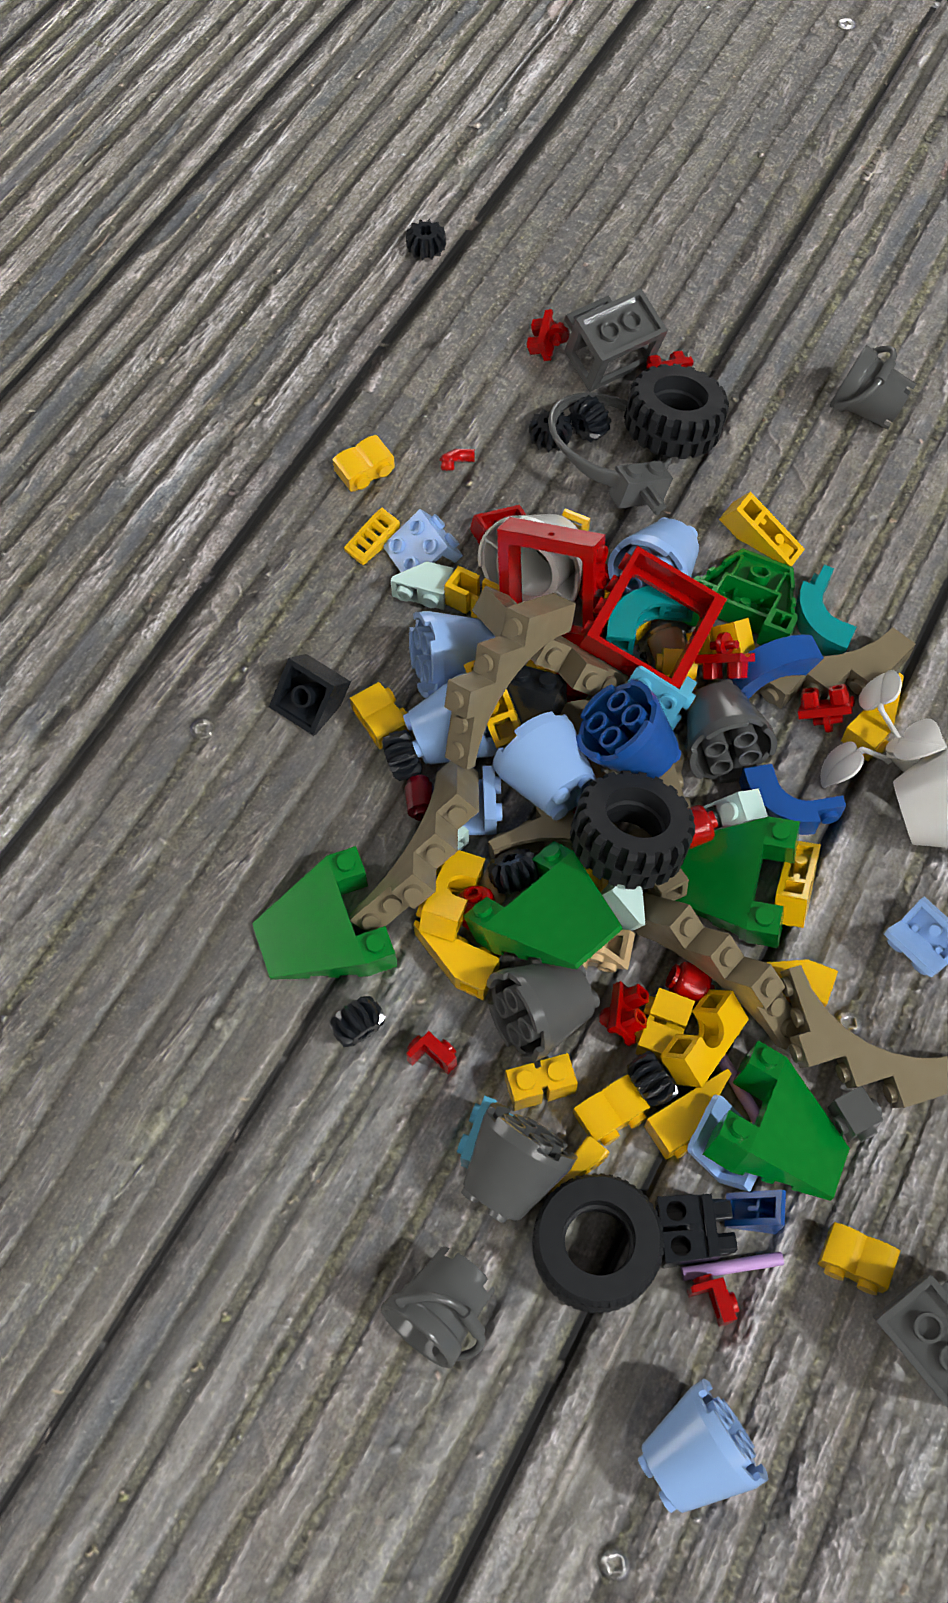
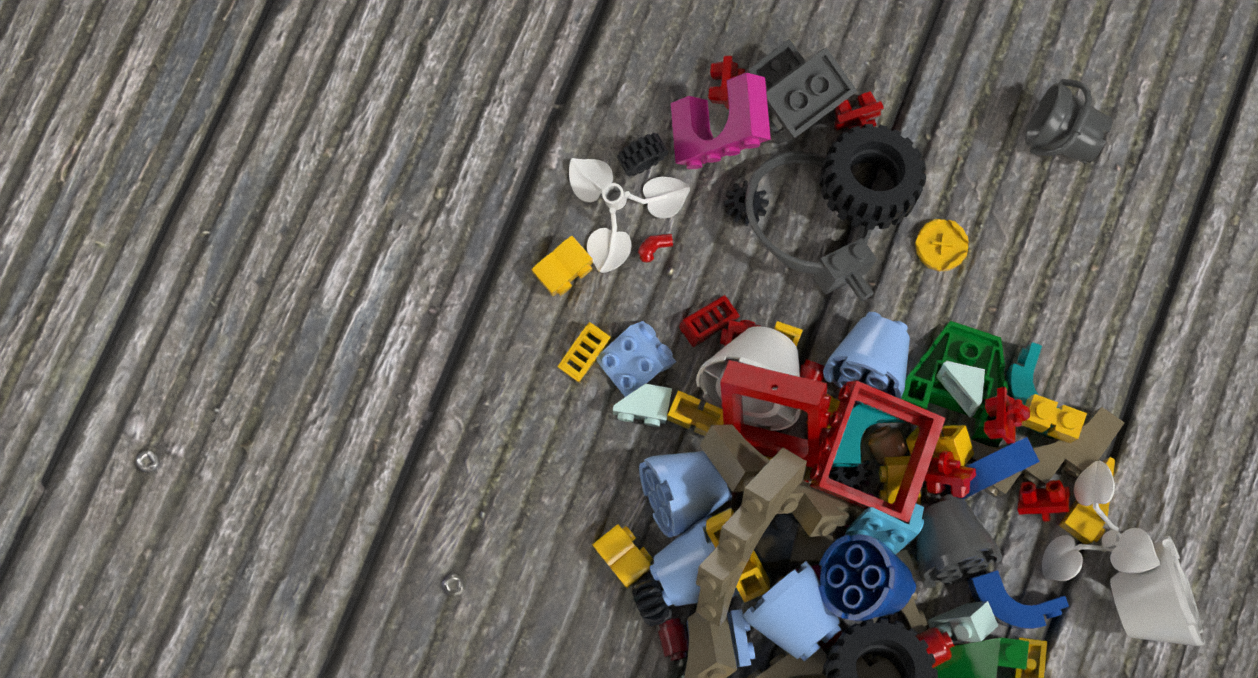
camera: 10 degrees left, 15 degrees up
(308, 693) = (551, 540): black slope -> none
(404, 399) = (593, 177): none -> white plant
(455, 378) = (642, 154): none -> black tyre
(513, 371) = (744, 129): none -> dark pink arch
(589, 418) = (785, 188): black gear -> none
(737, 480) = (941, 245): none -> yellow tile
(748, 590) = (964, 384): none -> light aqua slope
(761, 530) = (967, 302): yellow slope -> none
(789, 610) = (1008, 415): none -> red hips
(830, 614) = (1066, 420): none -> yellow piece

